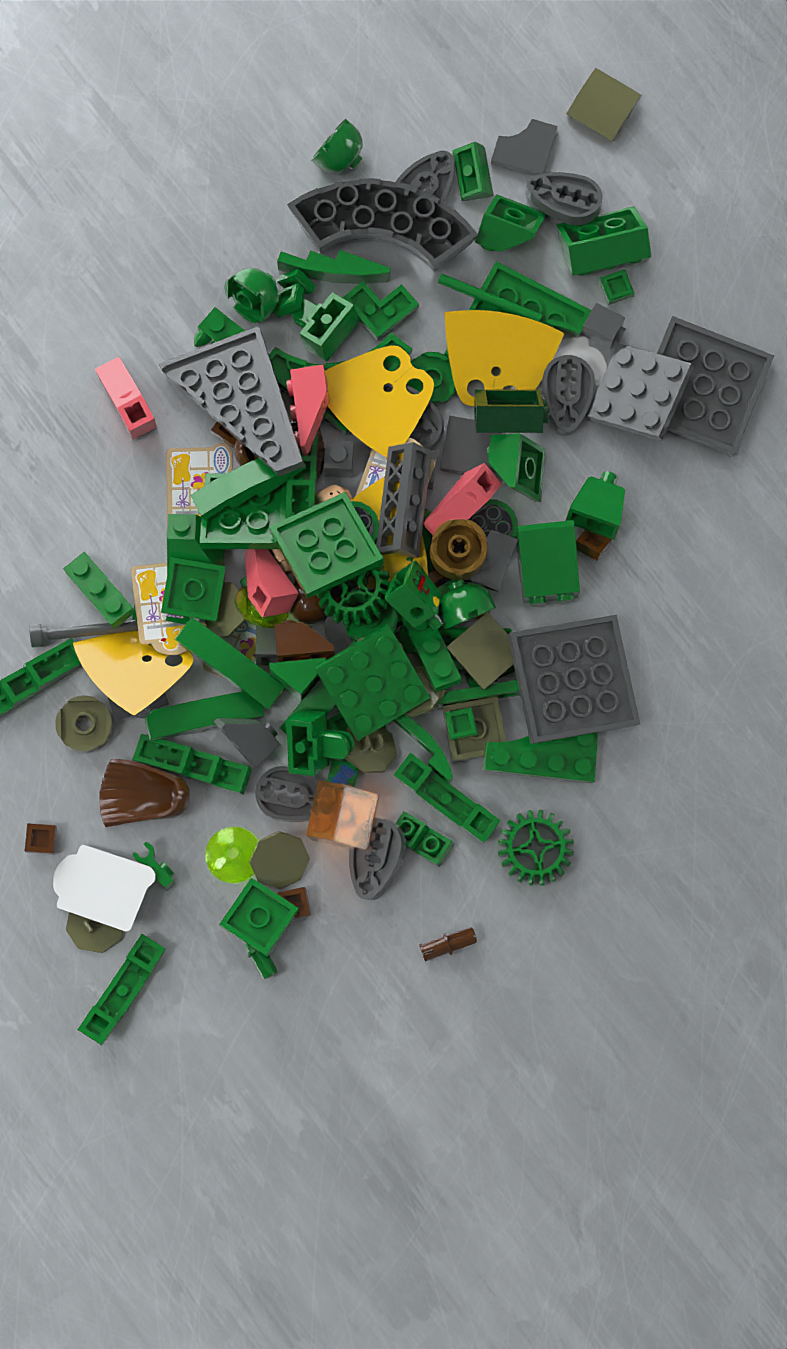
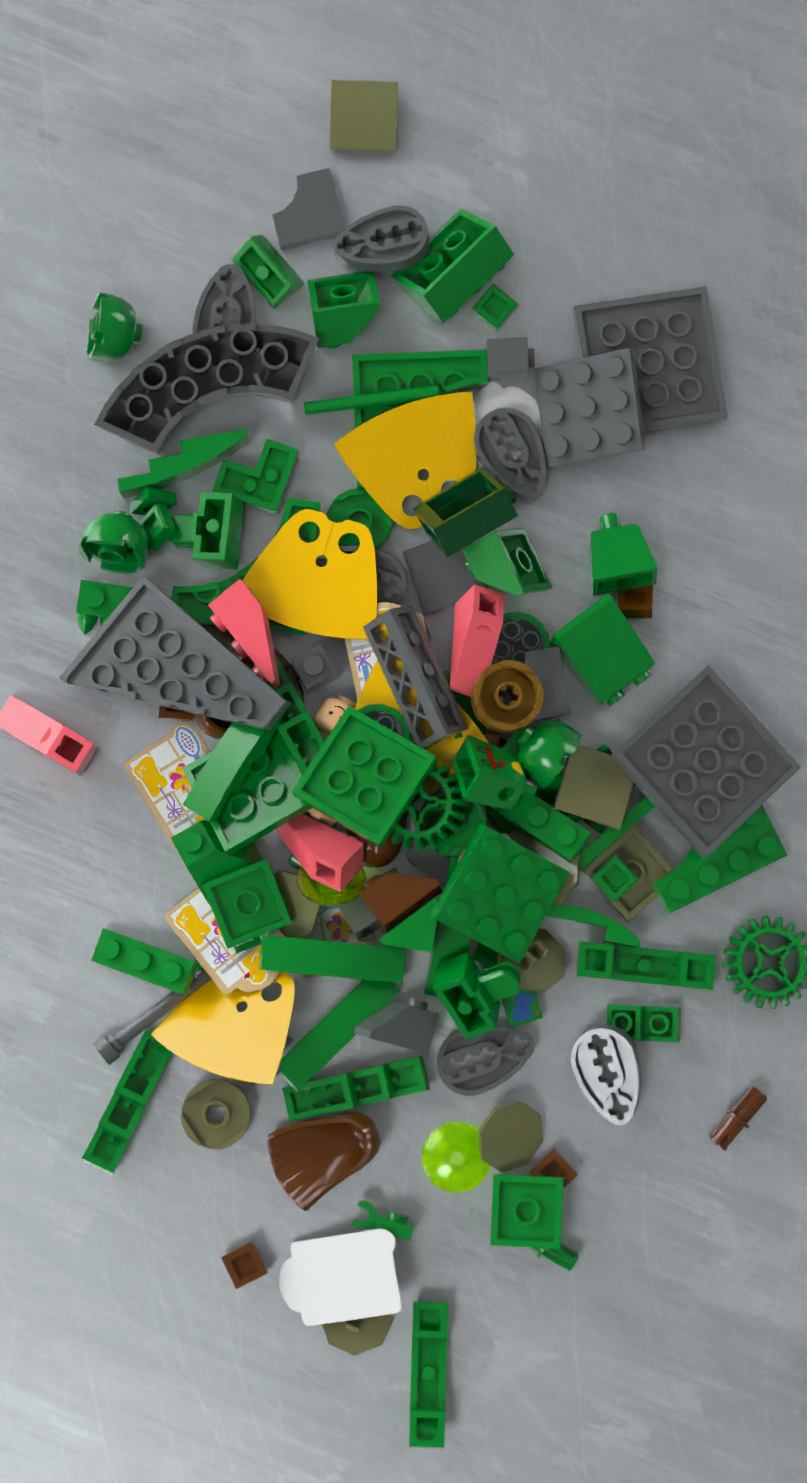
camera: 30 degrees left, 5 degrees up
(342, 815) = (551, 1052): clear orange slope -> none

